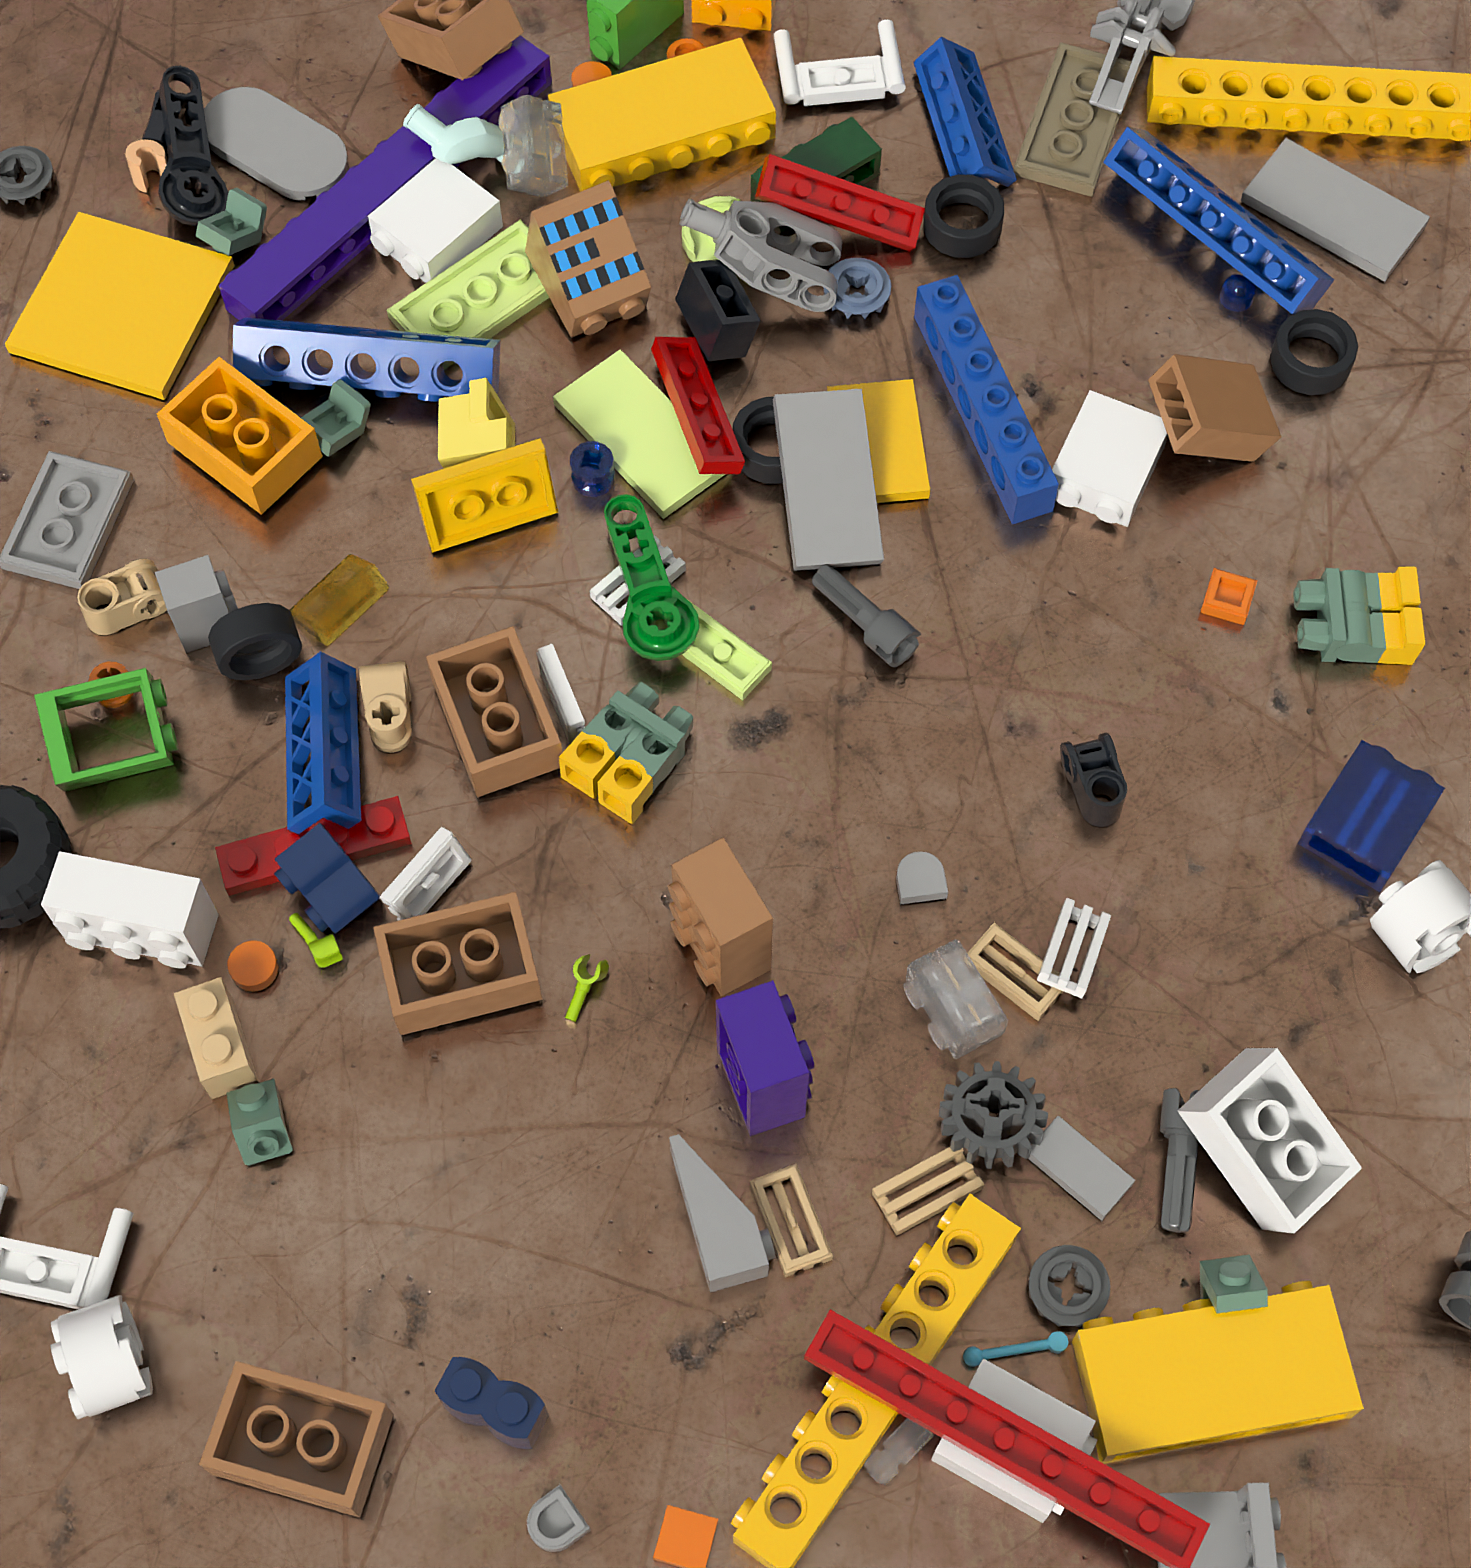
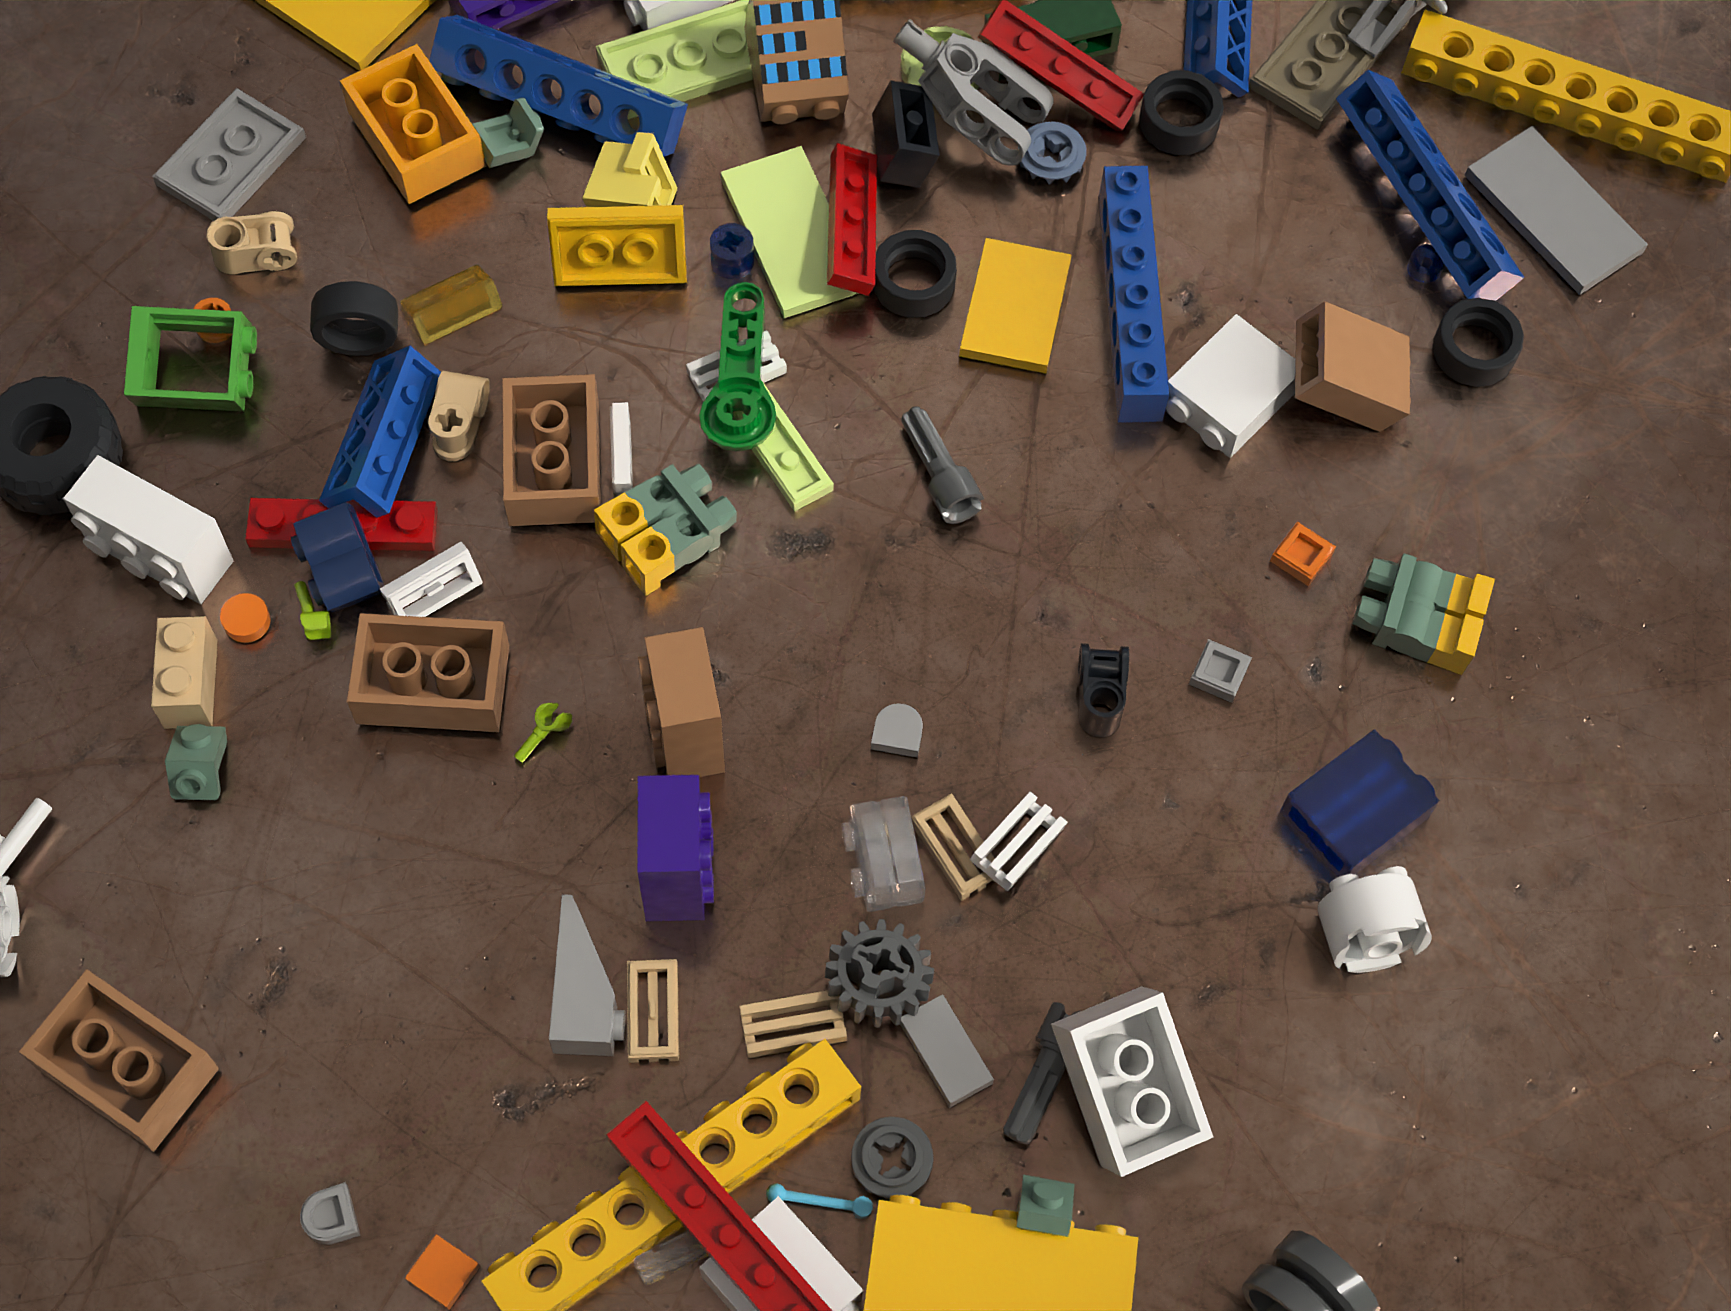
camera: 15 degrees right, 0 degrees up
(195, 599) = (311, 259): light grey brick -> none
(478, 1398) = (314, 1090): dark blue brick -> none
(828, 479) = (949, 325): light grey tile -> none
(1195, 729) = (1220, 670): none -> light grey tile

